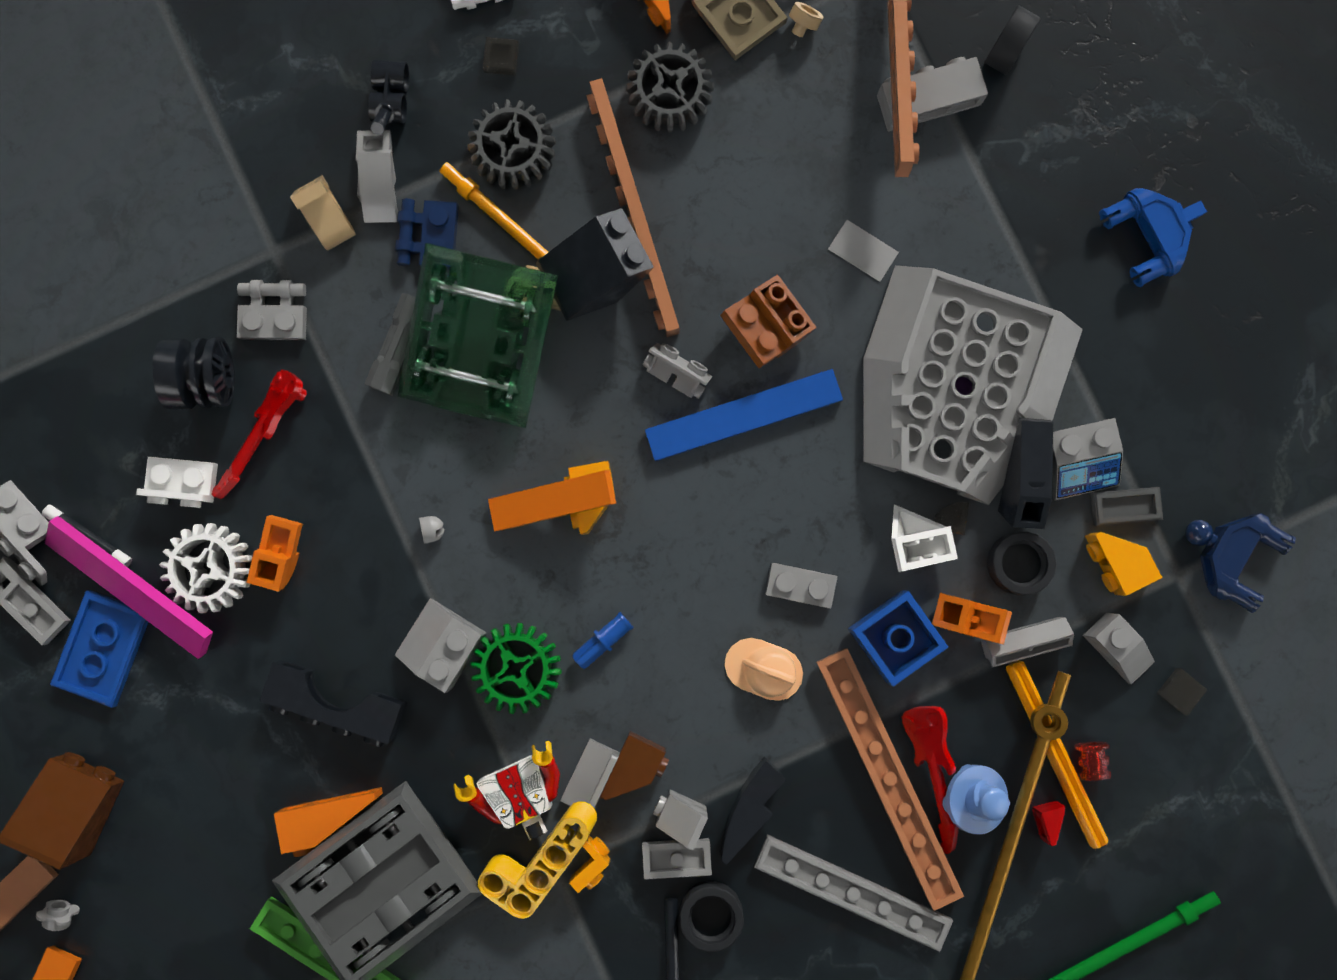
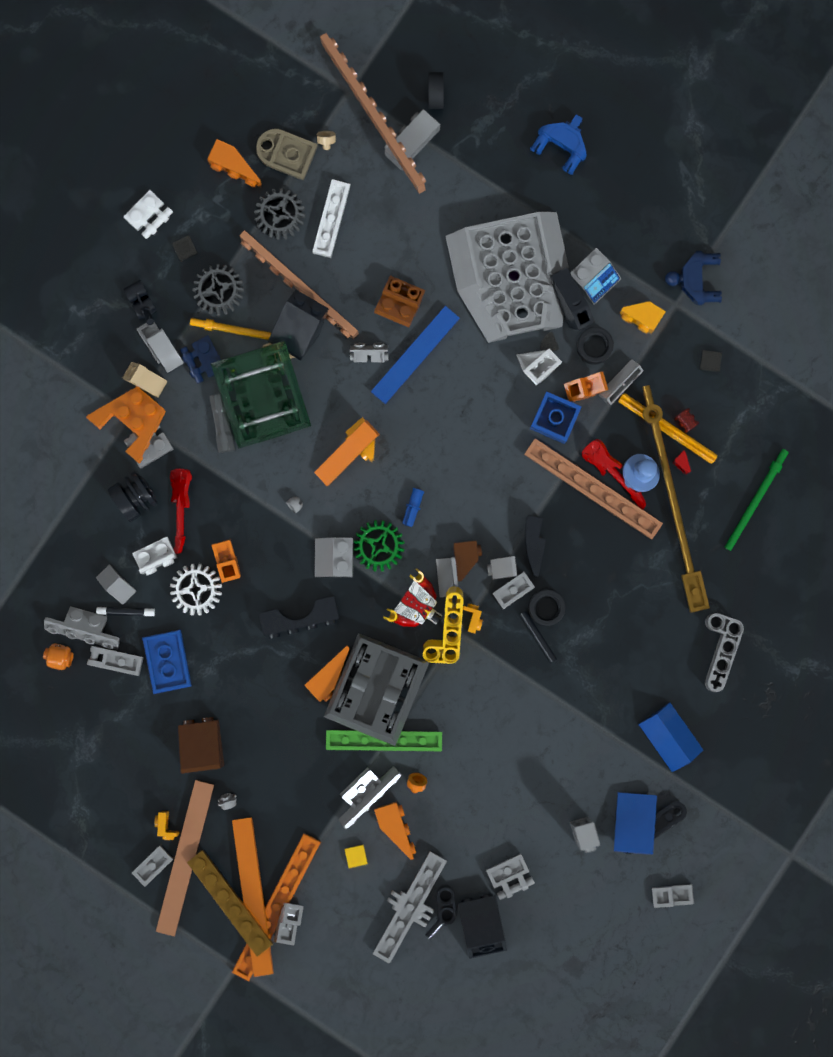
camera: 30 degrees left, 0 degrees up
(95, 488) = (115, 584): none -> light grey slope
(128, 587) = (163, 621): dark pink tile -> none
(281, 255) = (136, 412): none -> orange wing
(741, 139) = (331, 218): none -> white plate
(763, 669) = (500, 473): light nougat piece -> none
(801, 585) = (494, 421): light grey plate -> none
(853, 893) = (609, 555): light grey tile -> none
(863, 250) = (425, 237): light grey sticker -> none
(1120, 646) = (668, 357): light grey slope -> none
(1126, 506) = (630, 286): dark grey tile -> none

